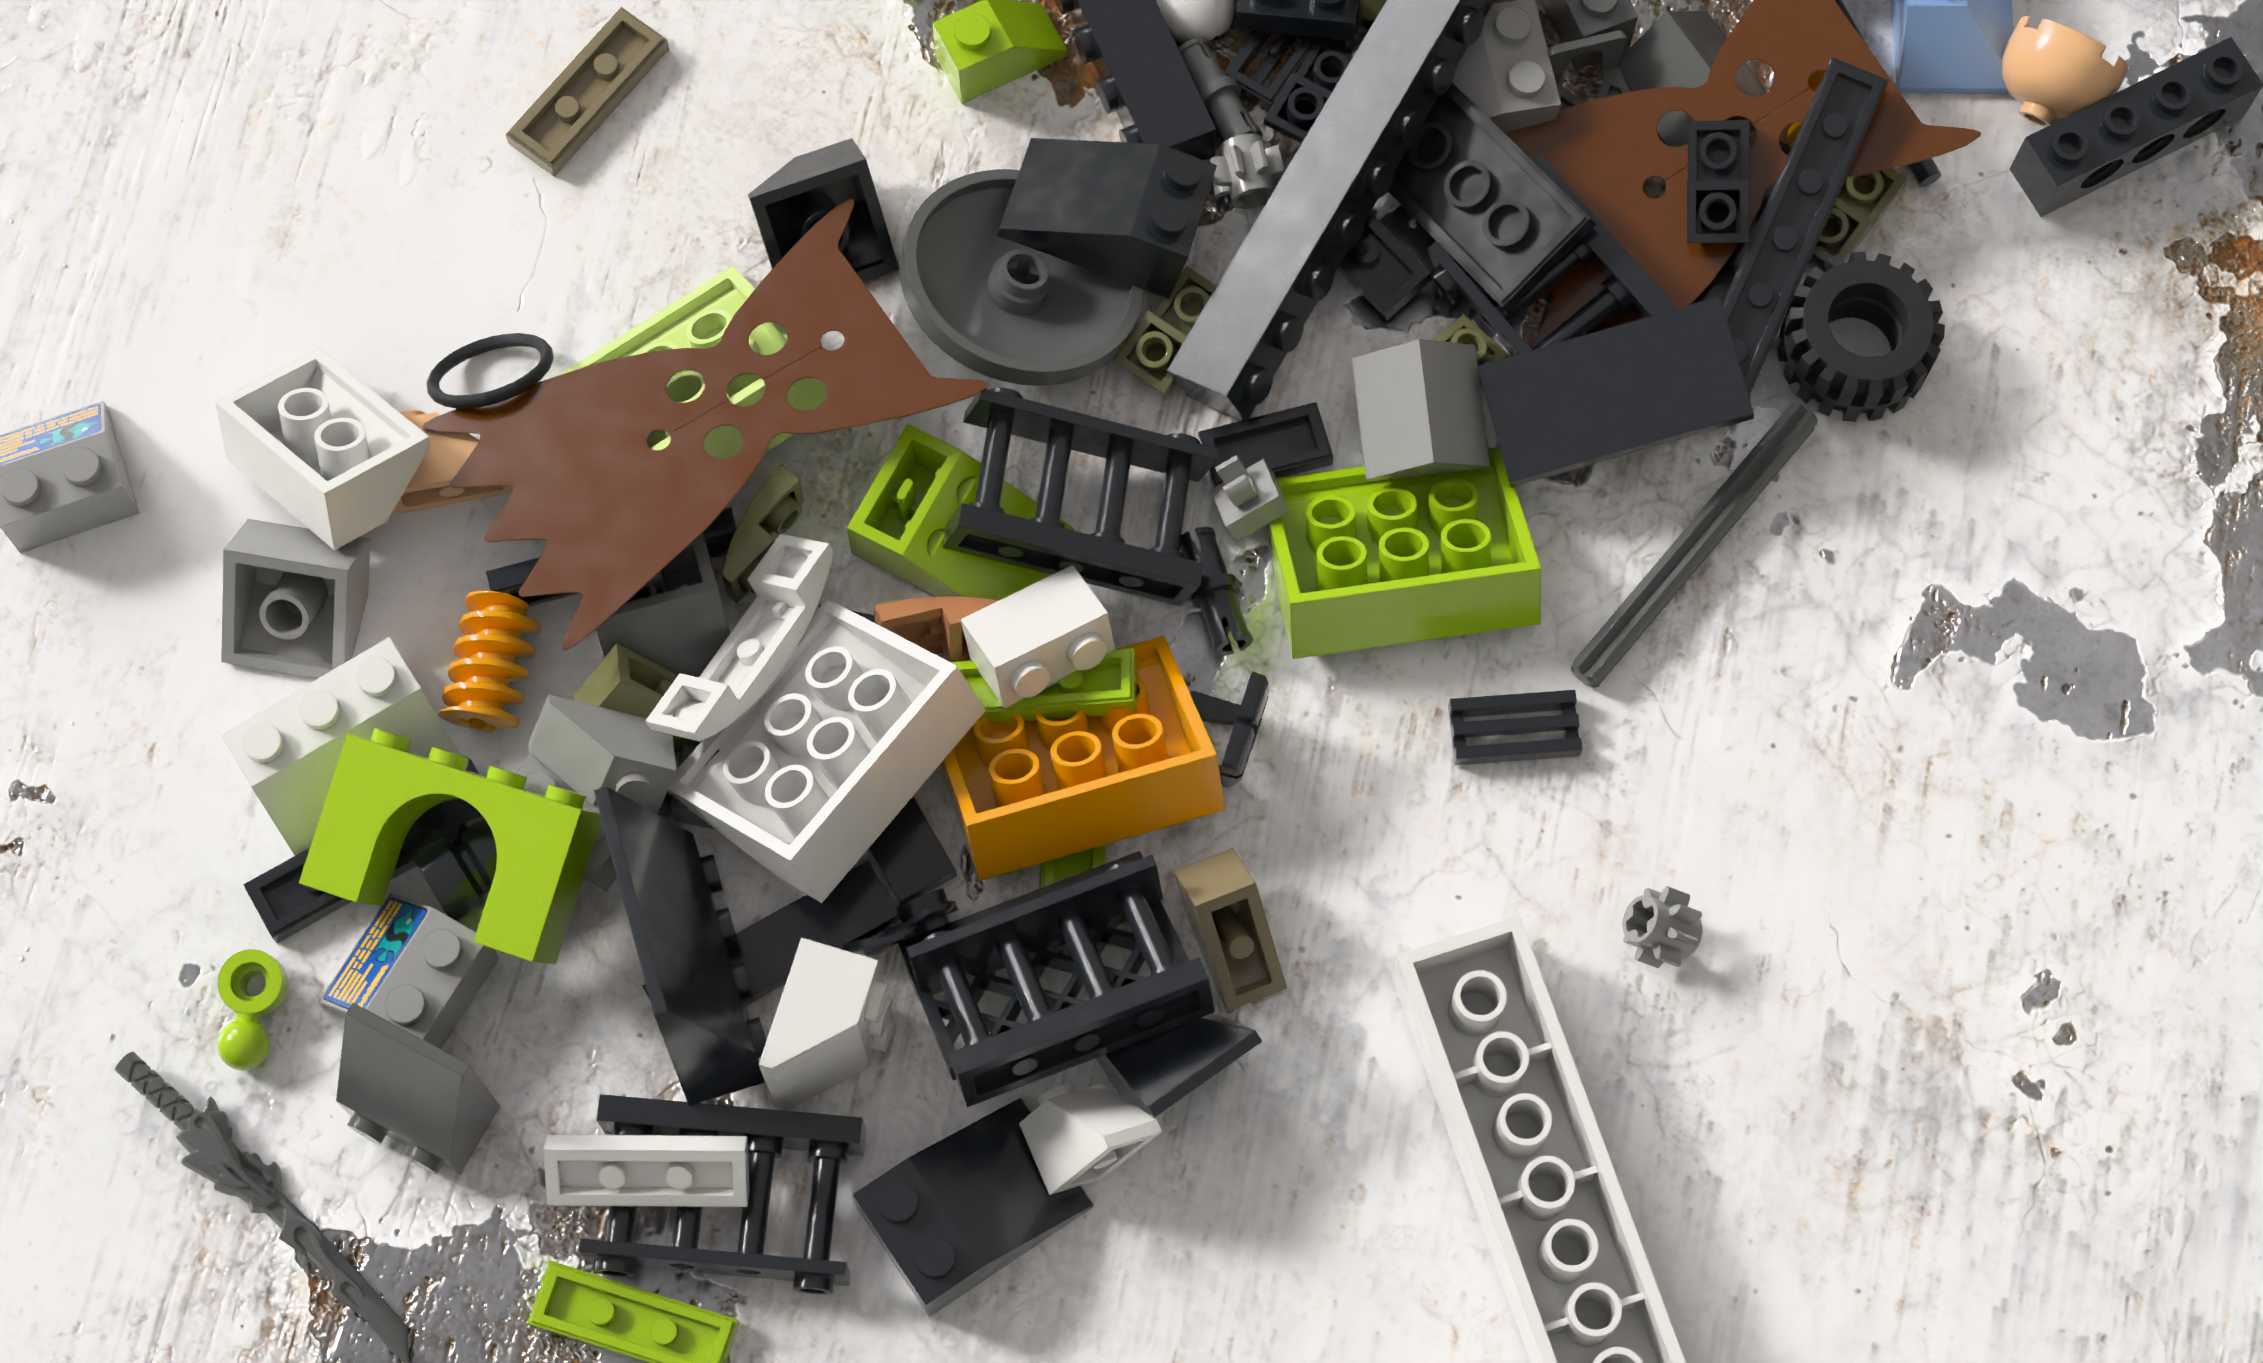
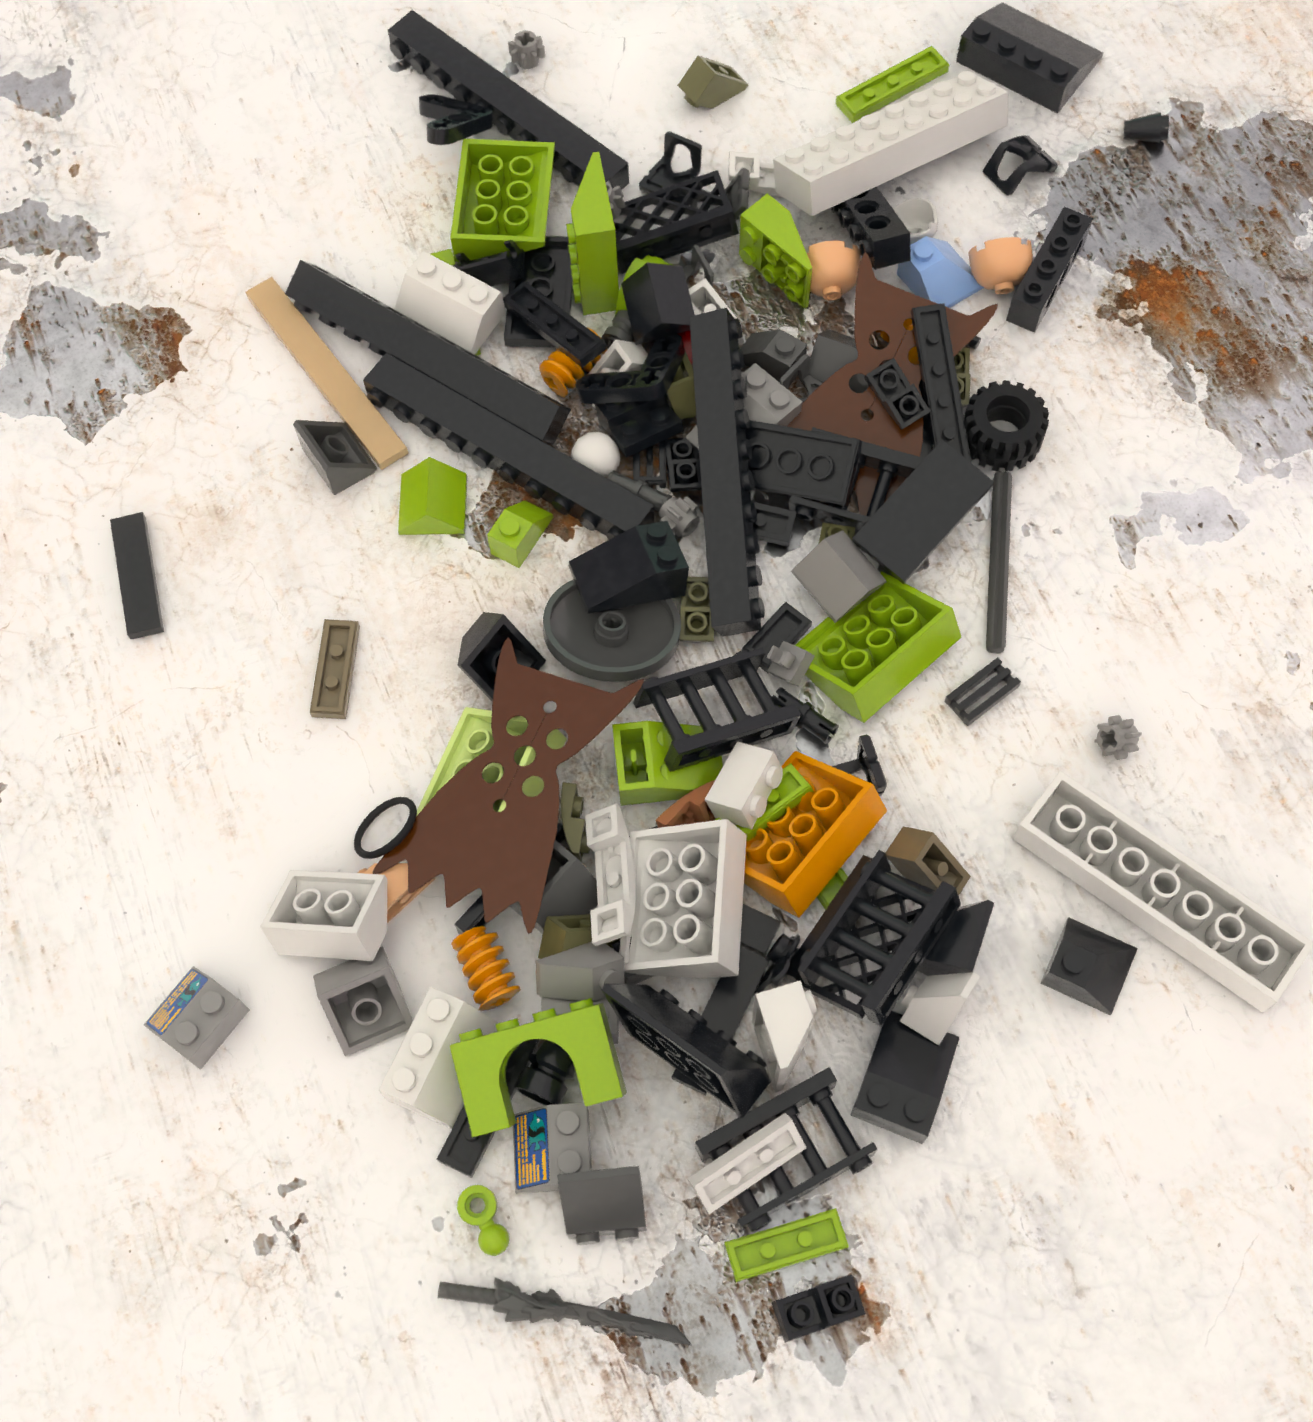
camera: 30 degrees left, 5 degrees down
(1361, 1229) = (1089, 966): none -> black slope

